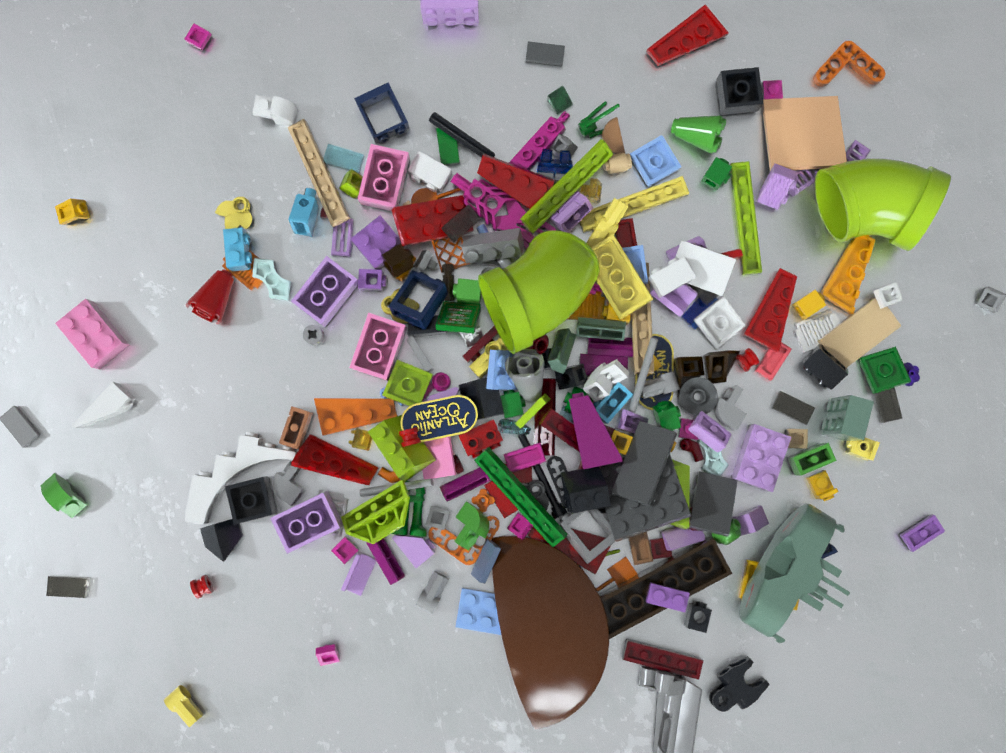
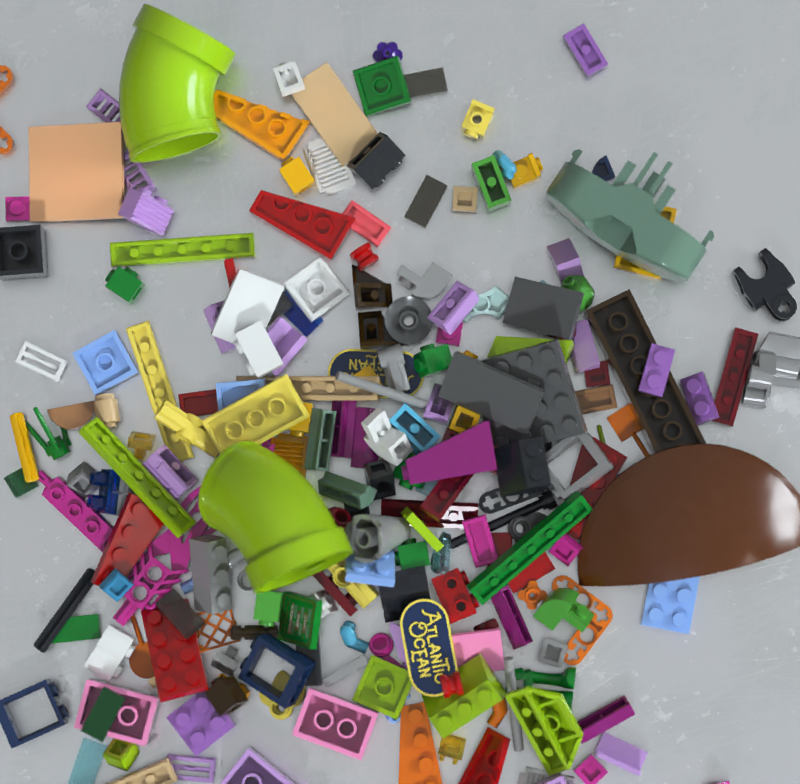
camera: 80 degrees left, 0 degrees up
(365, 277) = (244, 739): medium lavender brick -> none
(381, 165) = (103, 714): none -> dark green tile
(415, 548) = (589, 682): lavender slope -> none
(431, 595) = (649, 663): light grey piece -> none
(447, 356) = (350, 639): none -> medium azure arm
(482, 172) = (116, 585): none -> dark azure tile
(485, 561) = (608, 593): sand blue tile -> none
(586, 101) = (24, 447): none -> yellow axle
(645, 632) = (699, 398): none -> medium lavender plate
(648, 127) = (60, 369): none -> white tile
(693, 447) = (472, 329): dark red arm -> none
(698, 625) = (692, 331): black brick -> none
(700, 131) = (70, 303): bright green cone -> none
(761, 457) = (487, 245): lavender brick -> none
(825, 473) = (508, 166): none -> medium azure arm
(847, 418) = (441, 139): sand green brick -> none

